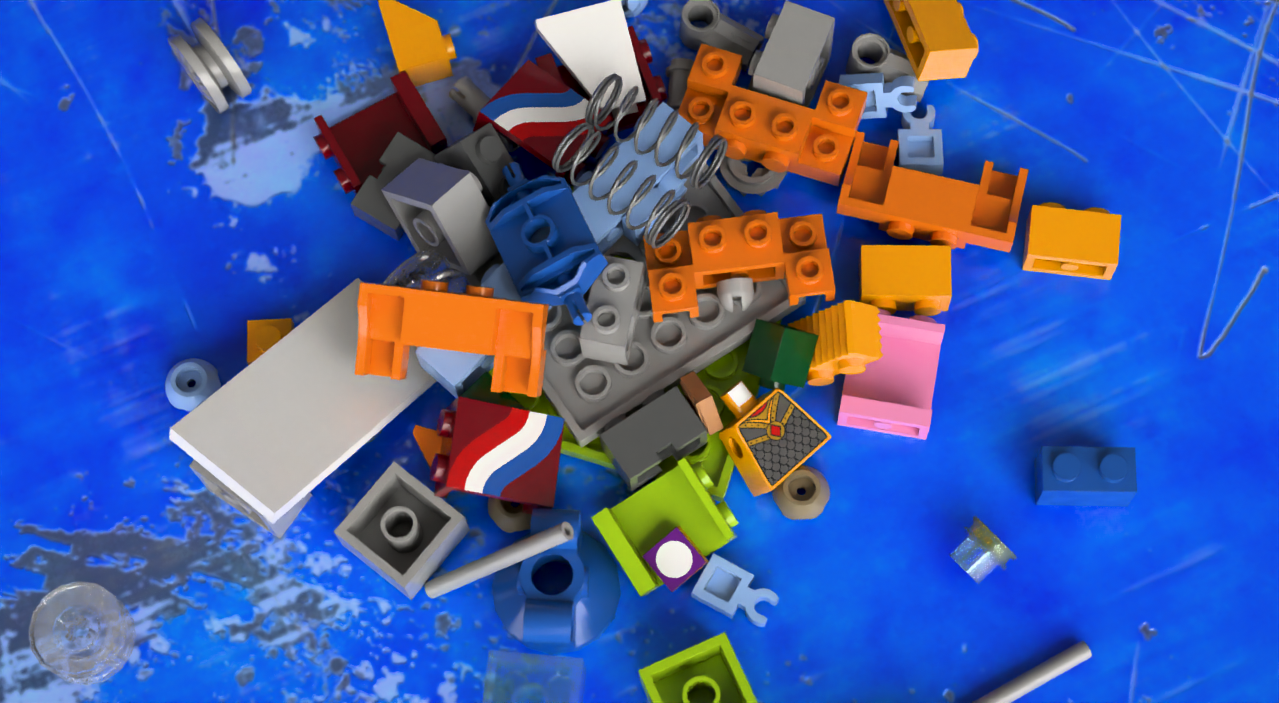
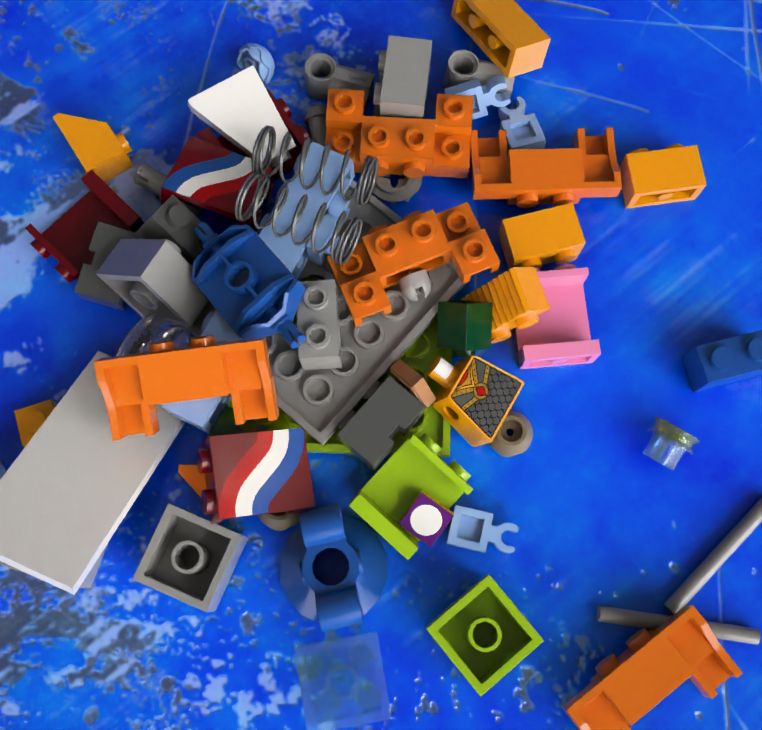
camera: 20 degrees left, 5 degrees up
(499, 560) = (283, 563): light grey piece -> none

